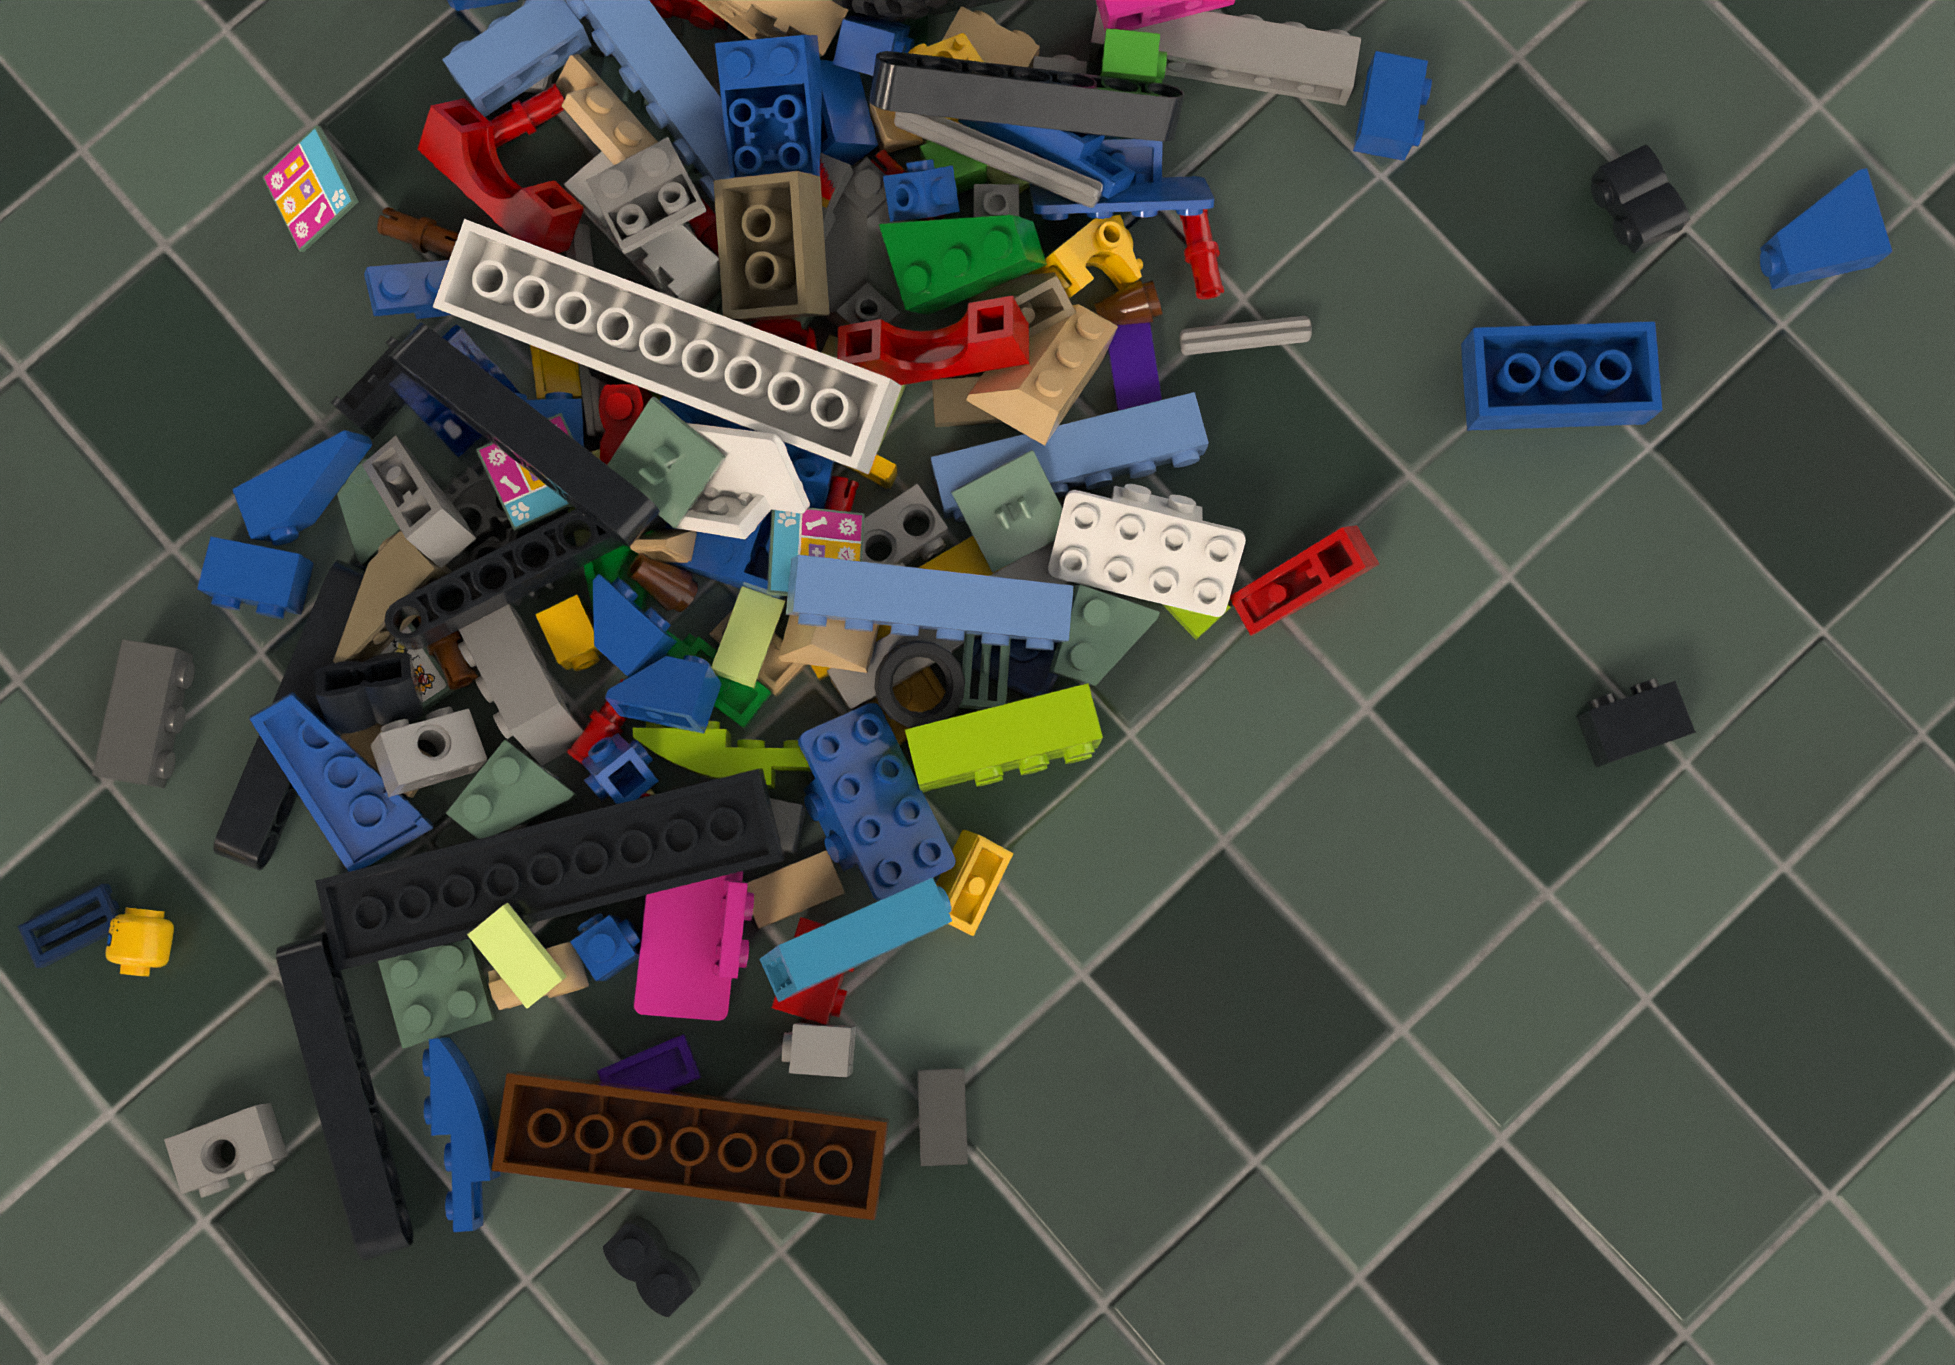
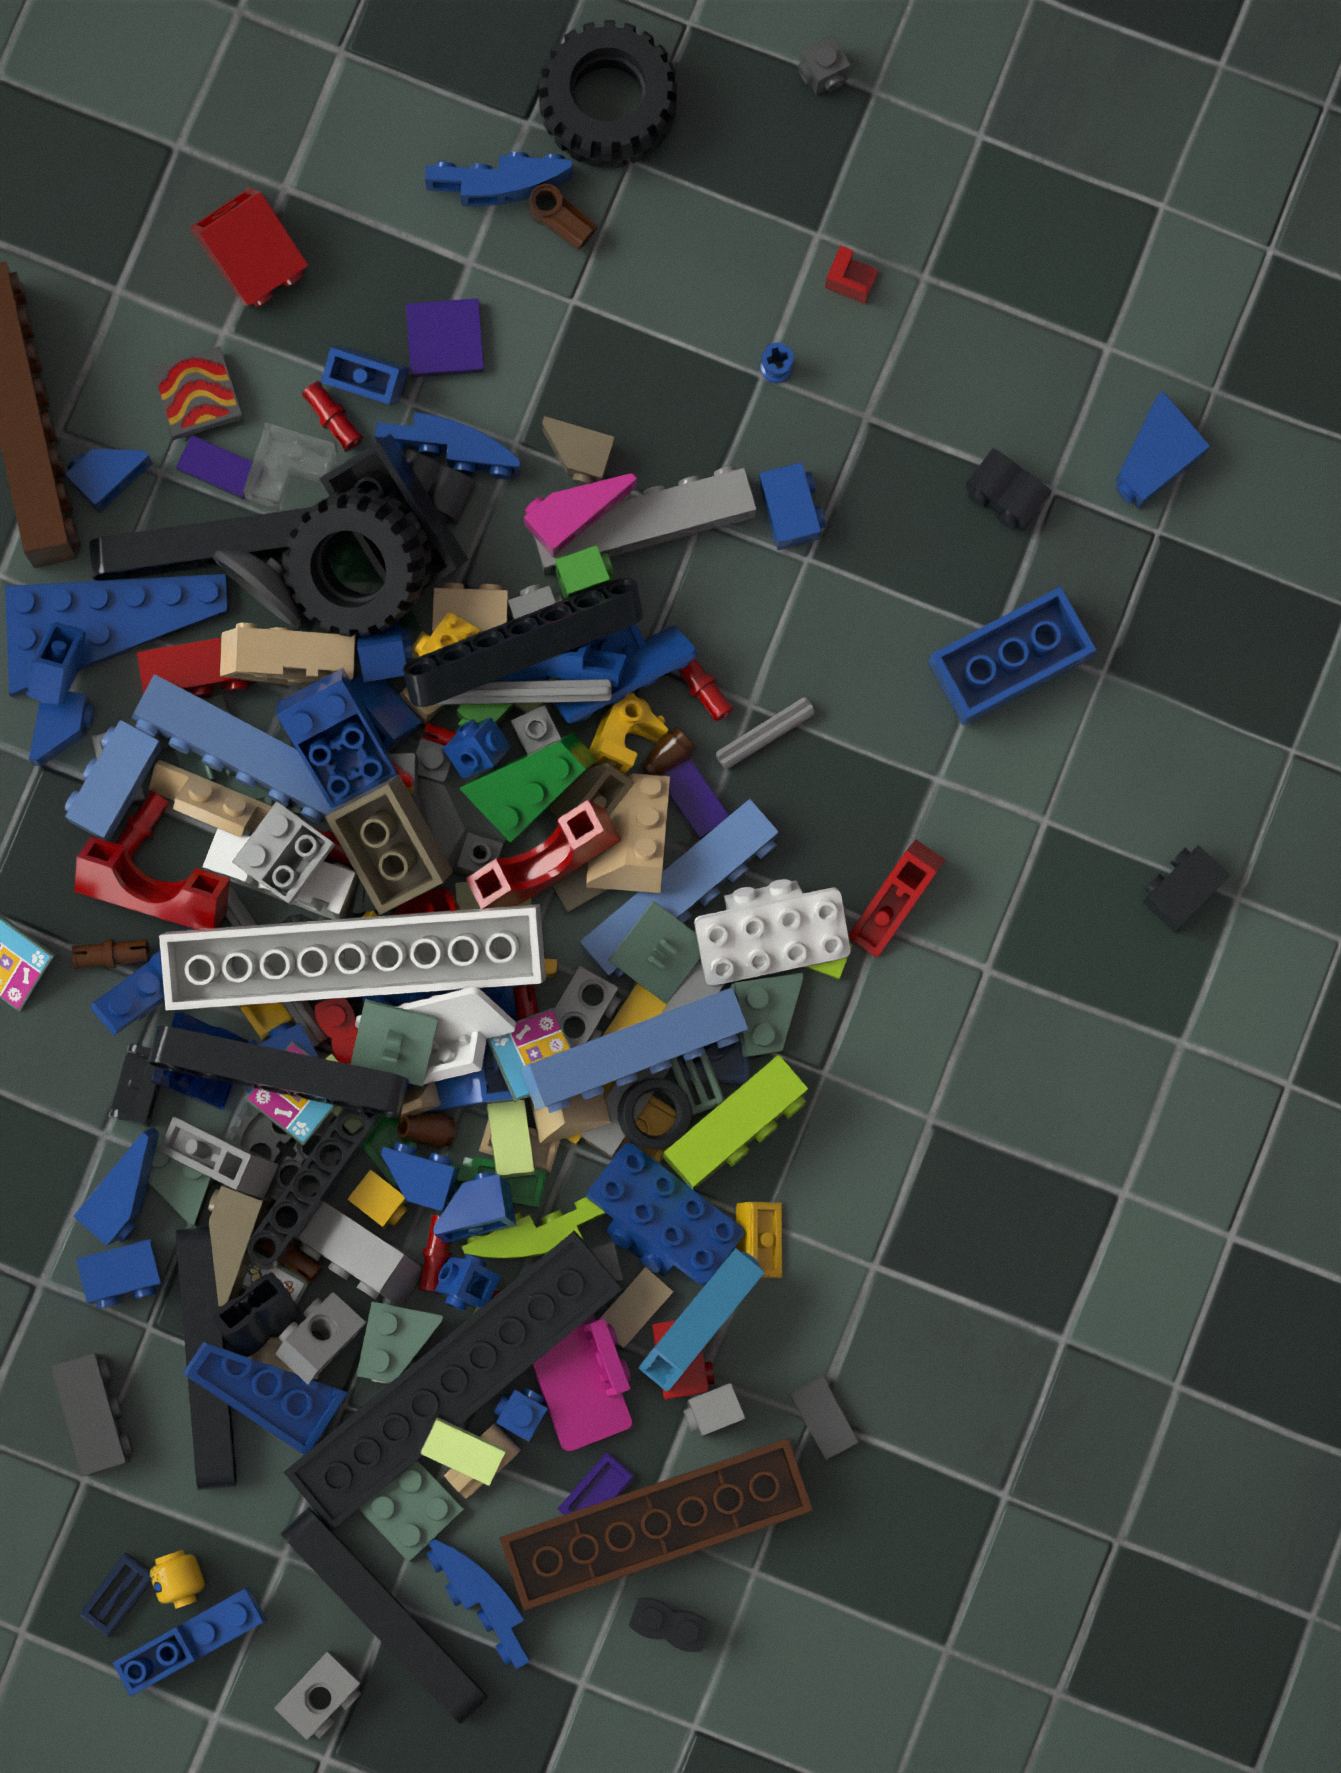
camera: 30 degrees left, 0 degrees up
(116, 1017) = (189, 1641): none -> blue slope

